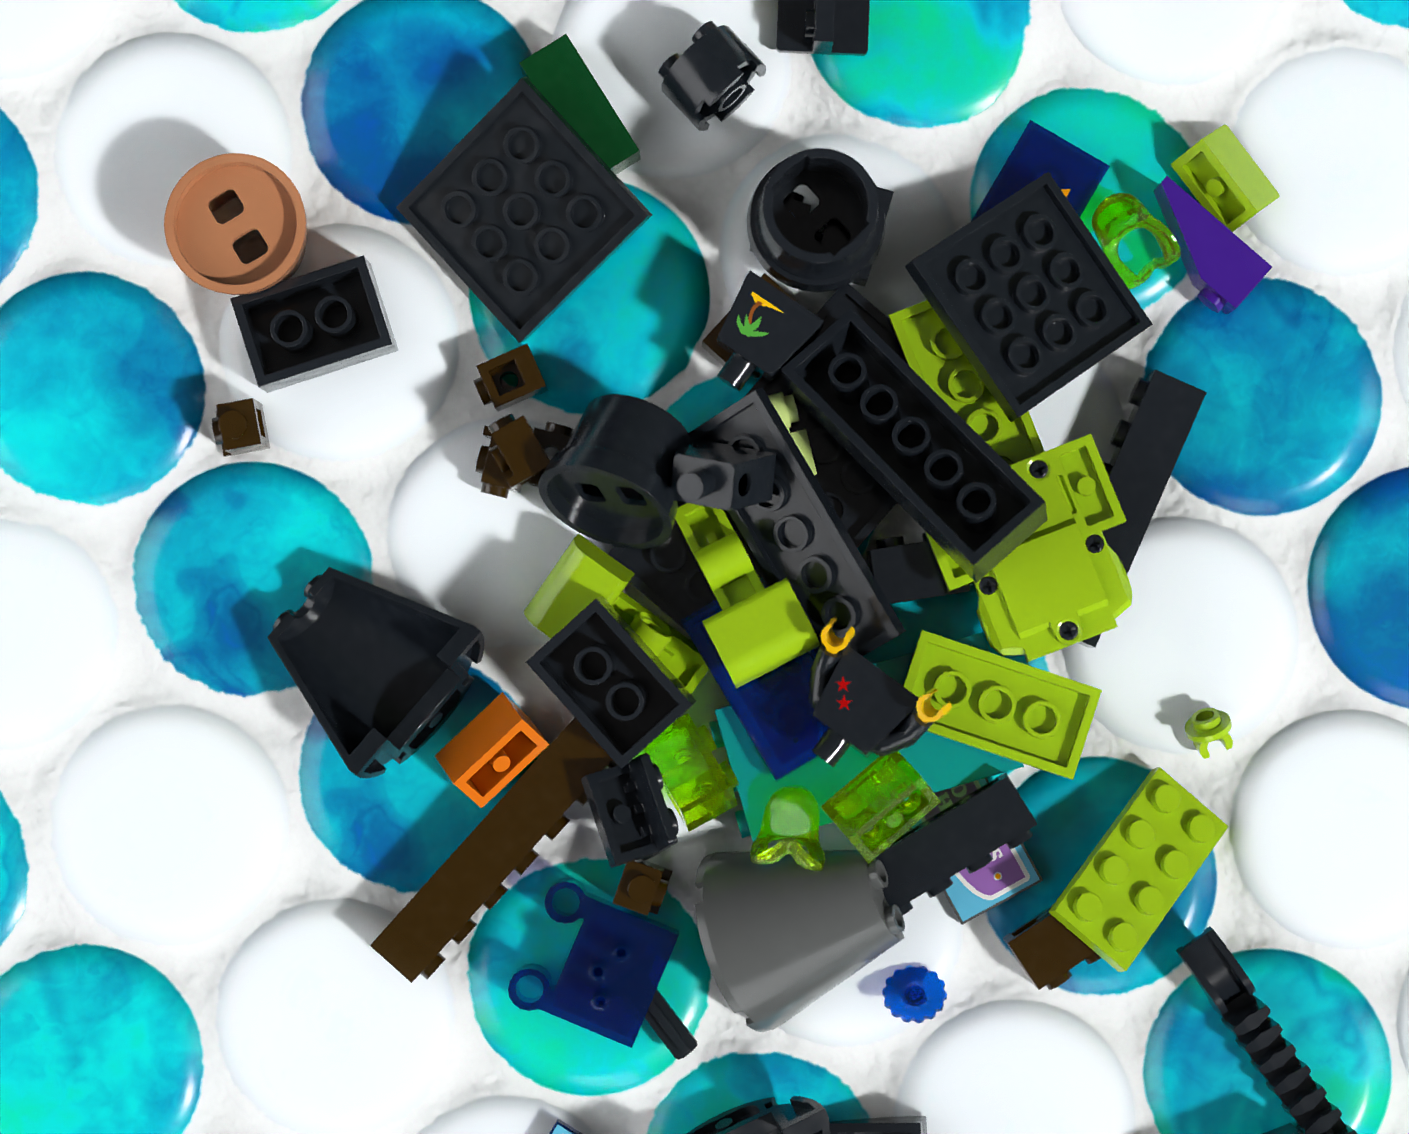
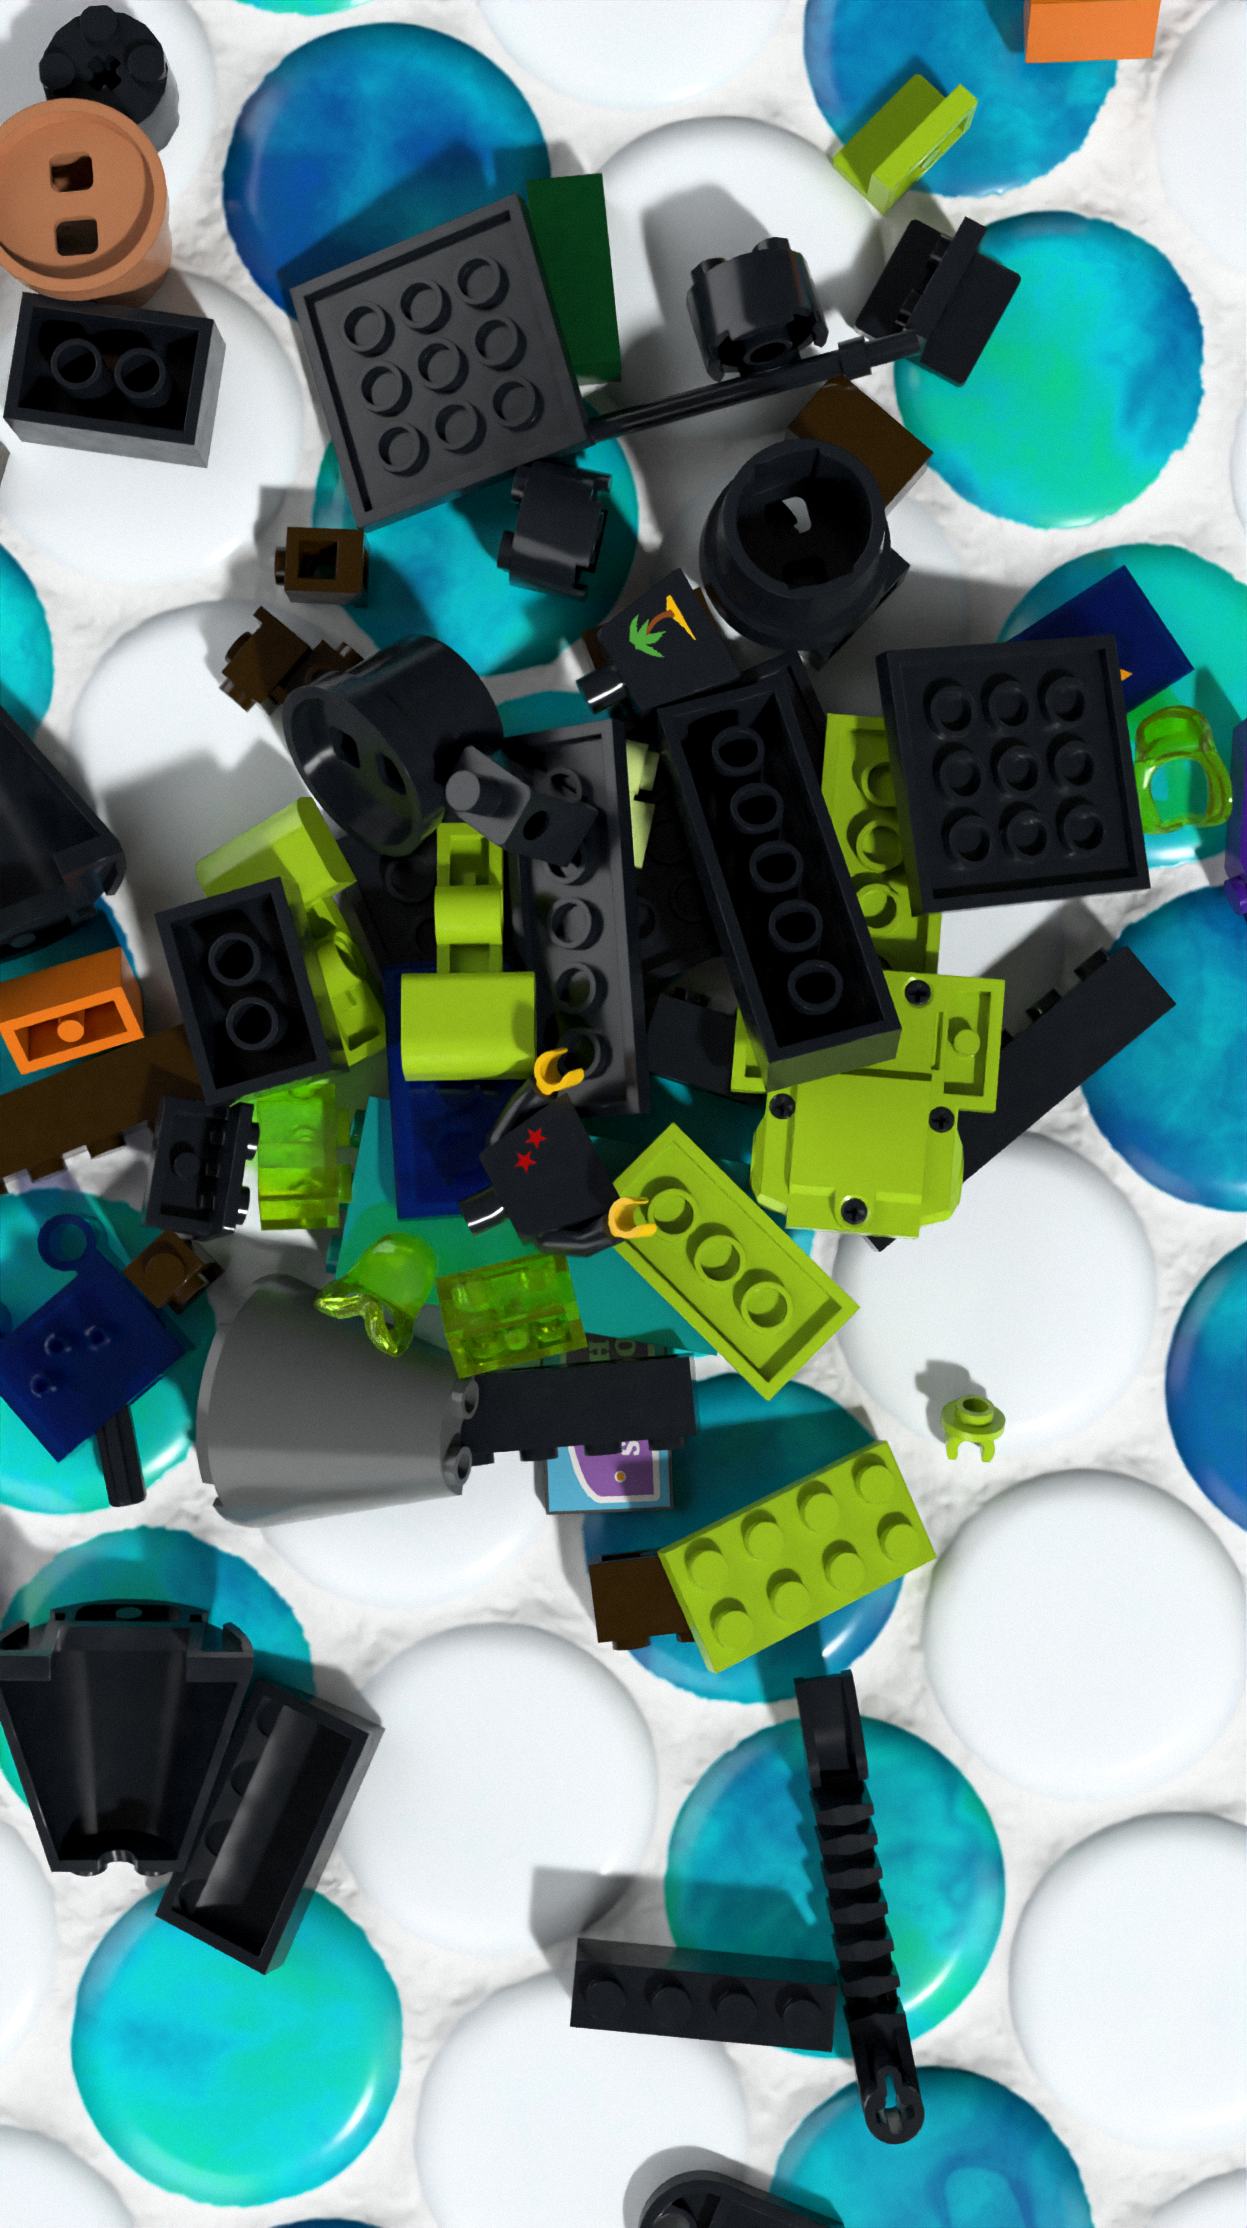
camera: 30 degrees right, 0 degrees up
(201, 109) = (114, 63): none -> black brick
(517, 450) = (281, 650): dark brown brick -> none
(653, 281) = (555, 529): none -> black brick
(791, 77) = (852, 358): none -> black bar
(817, 122) = (859, 425): none -> dark brown brick
(914, 994) = (444, 1571): clear blue piece -> none

